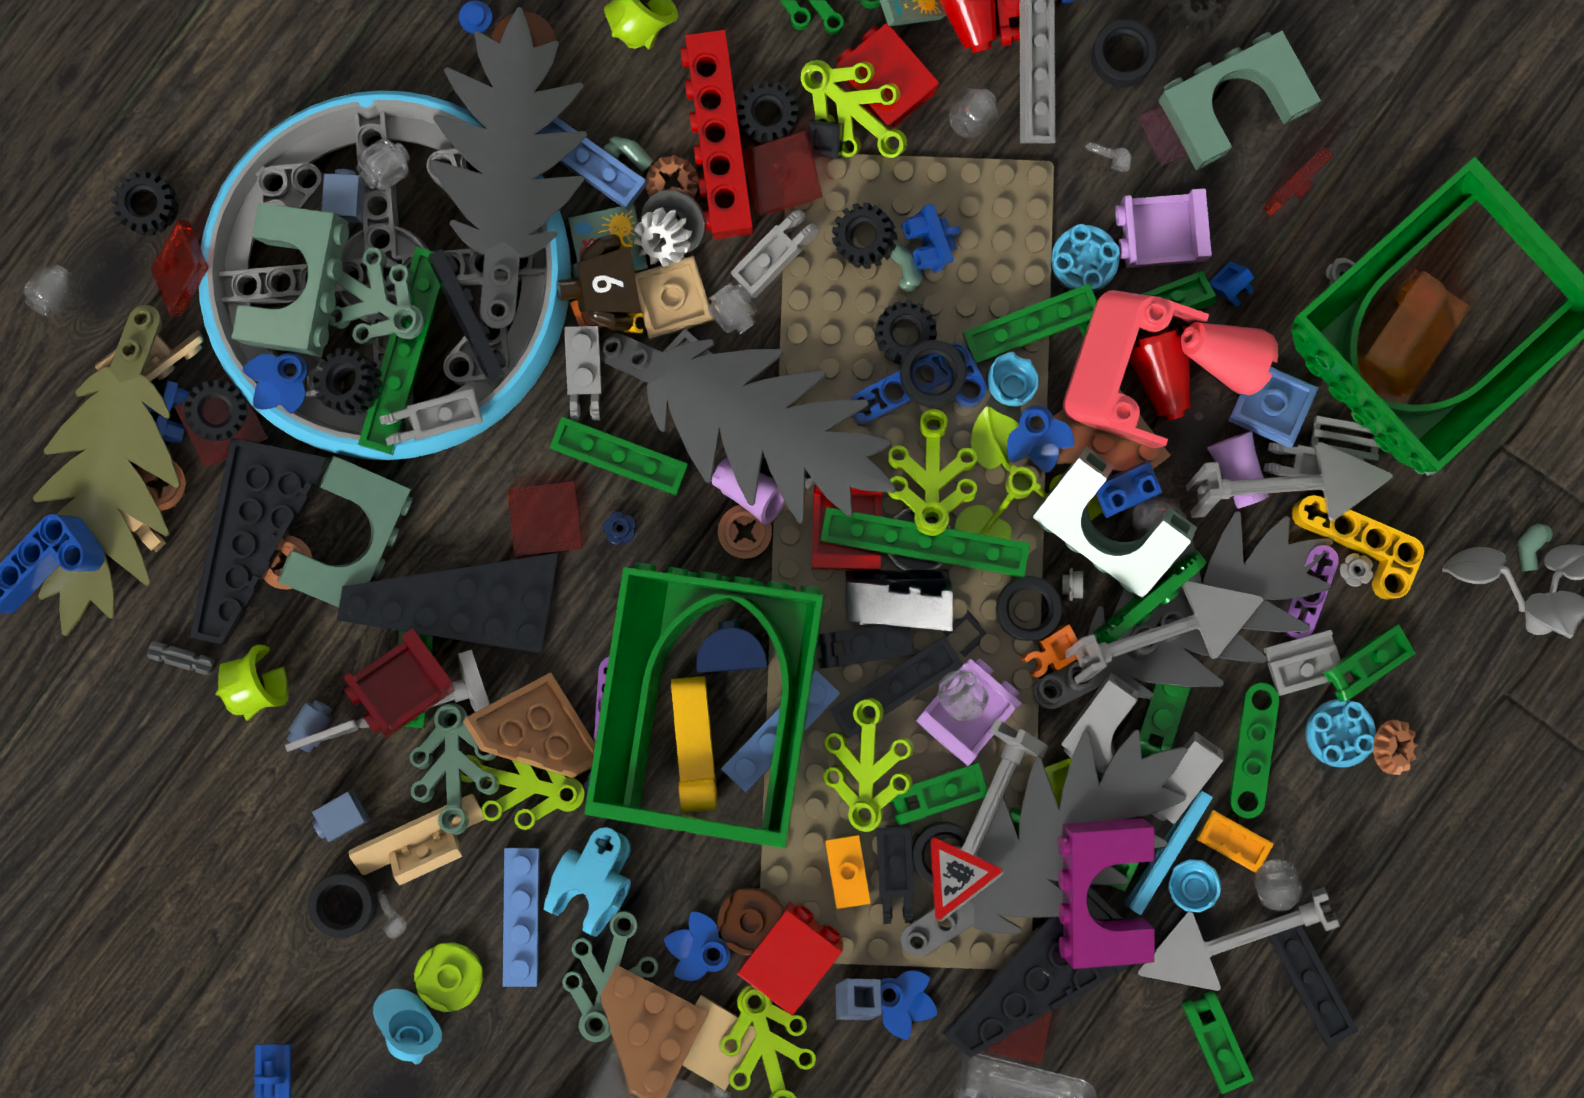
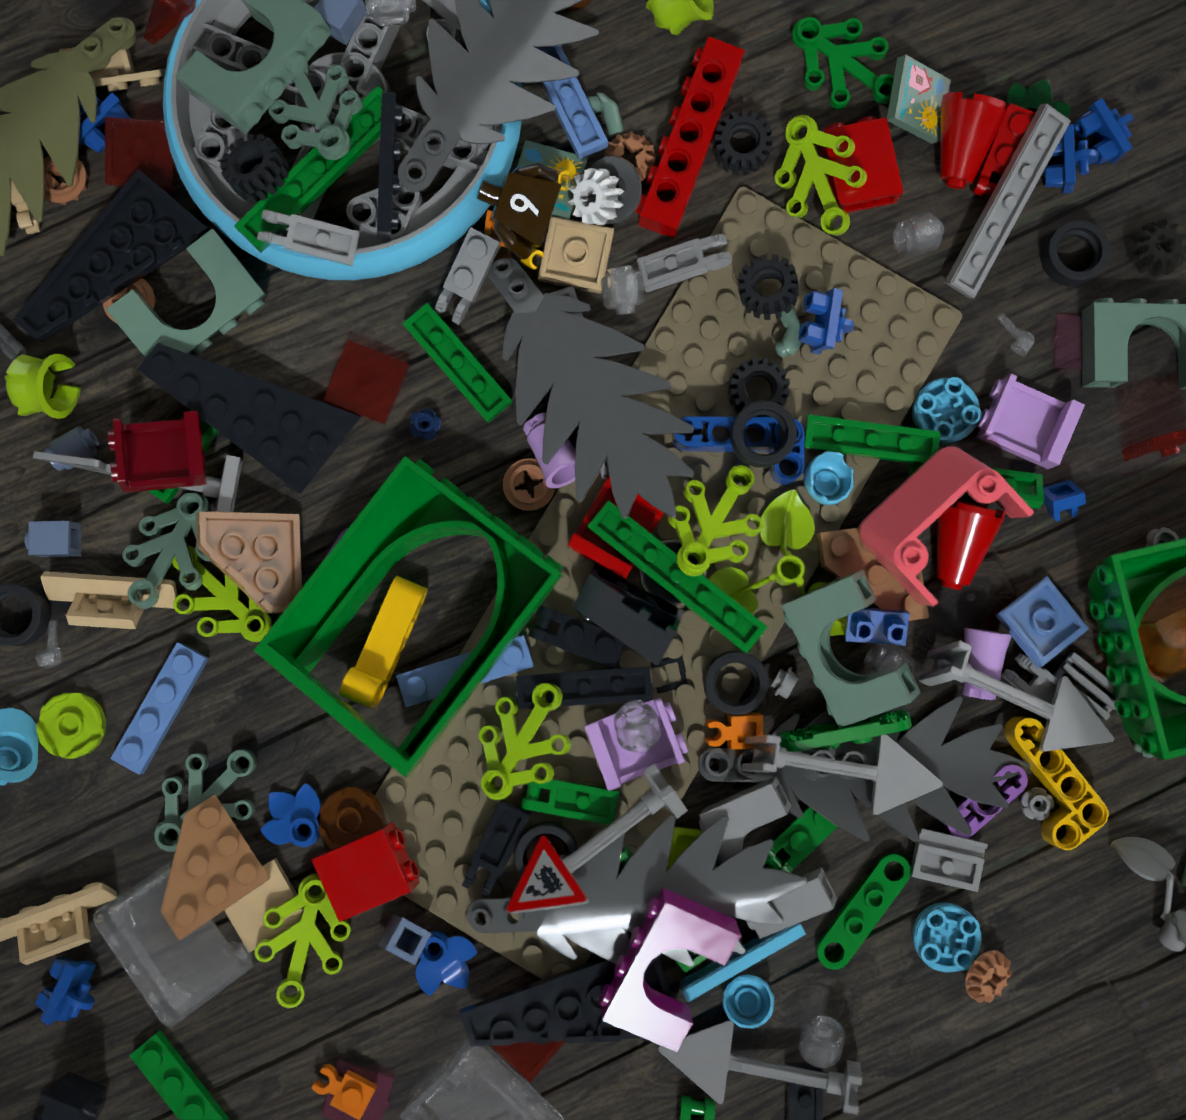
camera: 25 degrees right, 0 degrees up
(193, 410) = (115, 137): black tyre -> none
(273, 383) = (194, 139): blue plate -> none
(594, 875) = (238, 709): medium azure piece -> none
(730, 650) = (459, 578): dark blue brick -> none
(782, 174) = (727, 199): clear red plate -> none
(826, 138) = (779, 189): black tile -> none
(847, 871) = (455, 823): light orange plate -> none
(1040, 443) = (823, 546): blue plate -> none
(1232, 354) = (1032, 559): coral cone -> none
(1234, 841) = (803, 980): light orange plate -> none
(1369, 662) = (1006, 891): green plate -> none

